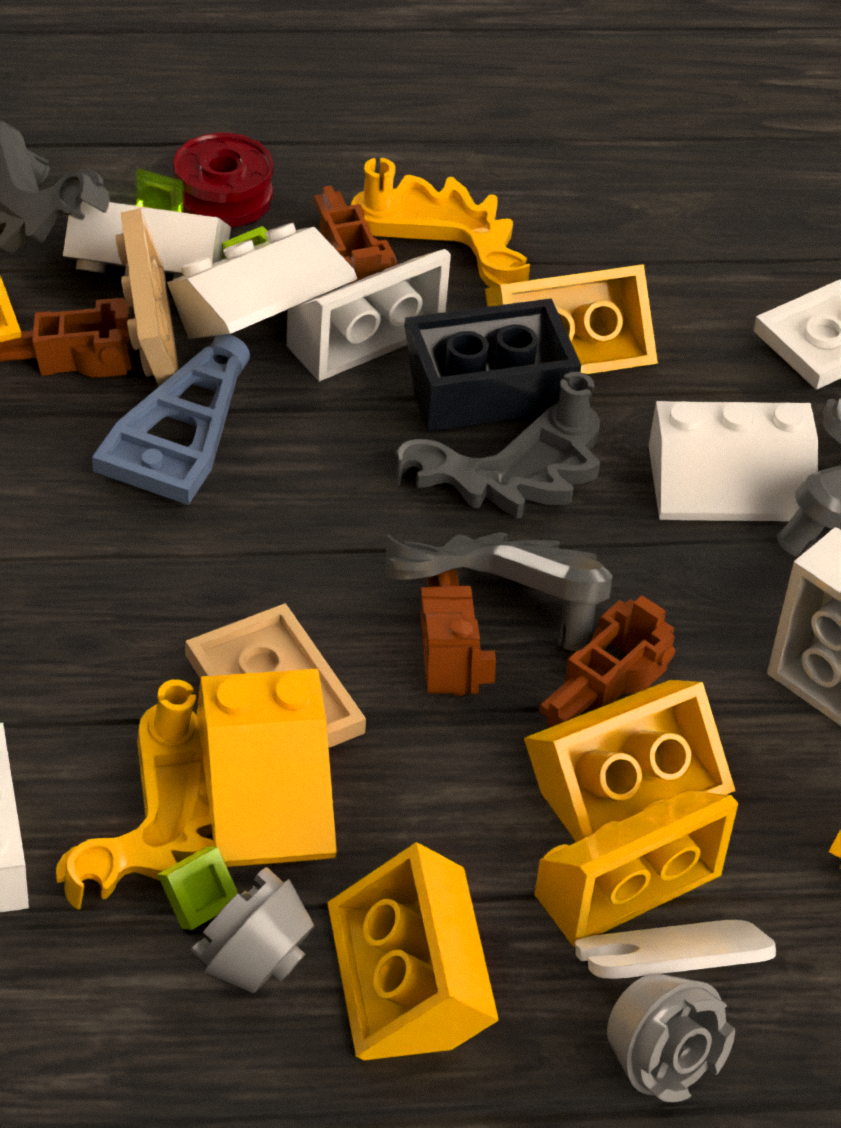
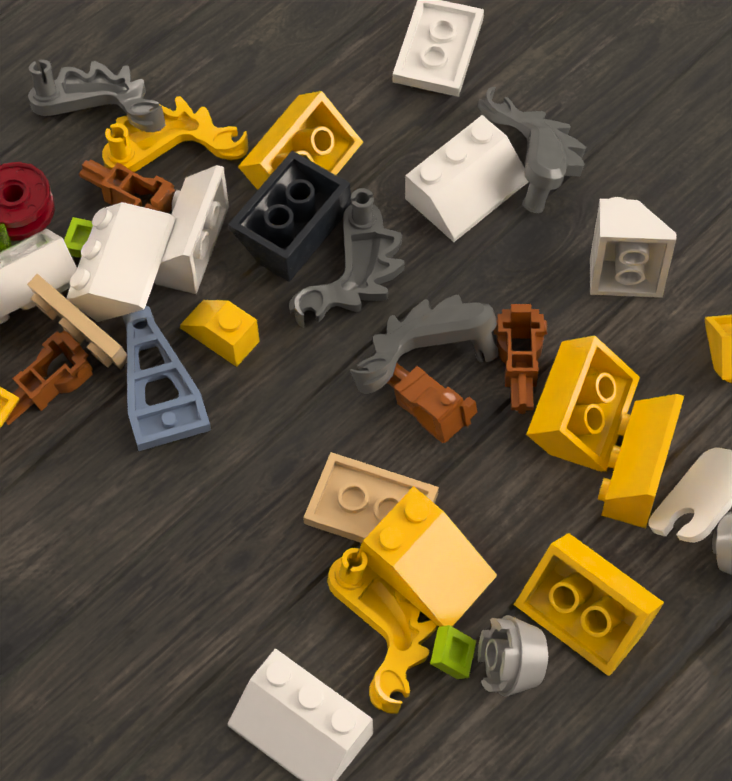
camera: 35 degrees left, 15 degrees up
(305, 427) = (223, 329): none -> yellow slope
(405, 135) = (79, 91): none -> dark grey animal

